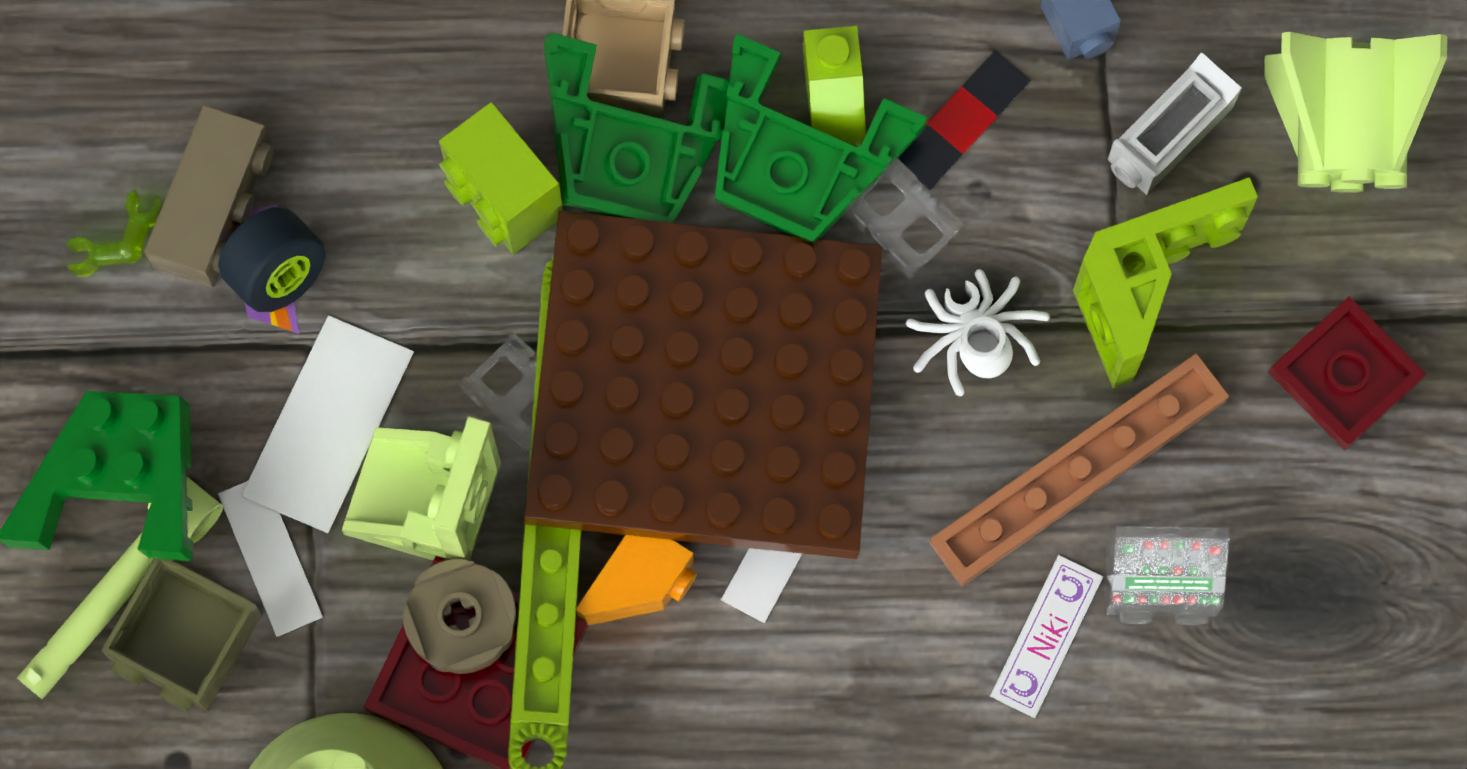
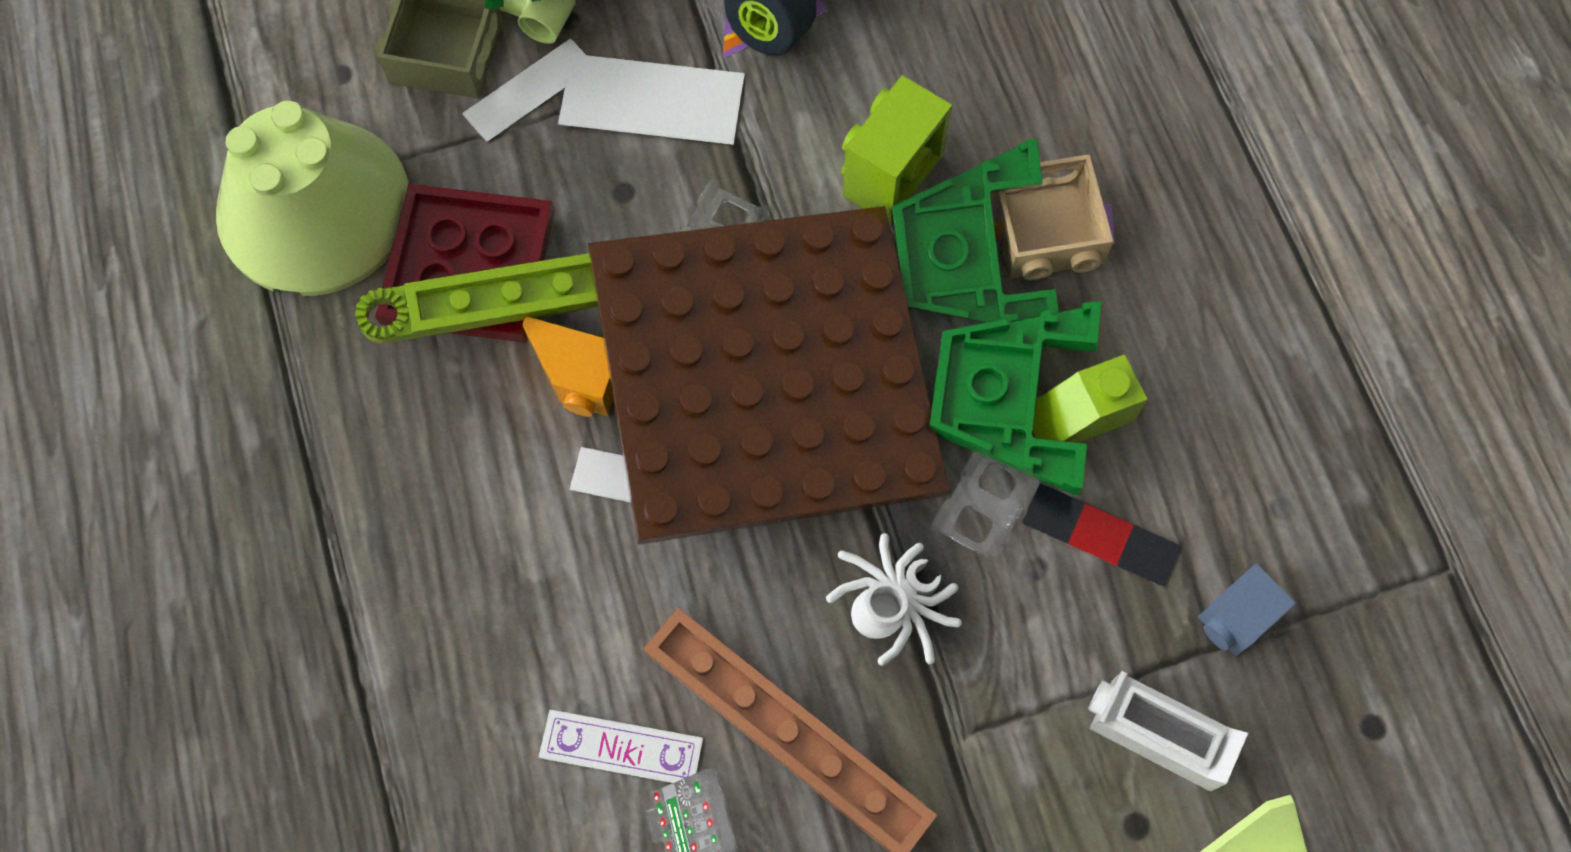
camera: 75 degrees right, 5 degrees down
(425, 490) = (596, 178): yellowish green bracket -> none
(431, 601) = (488, 201): dark tan plate -> none
(1129, 269) = (955, 734): lime bracket -> none

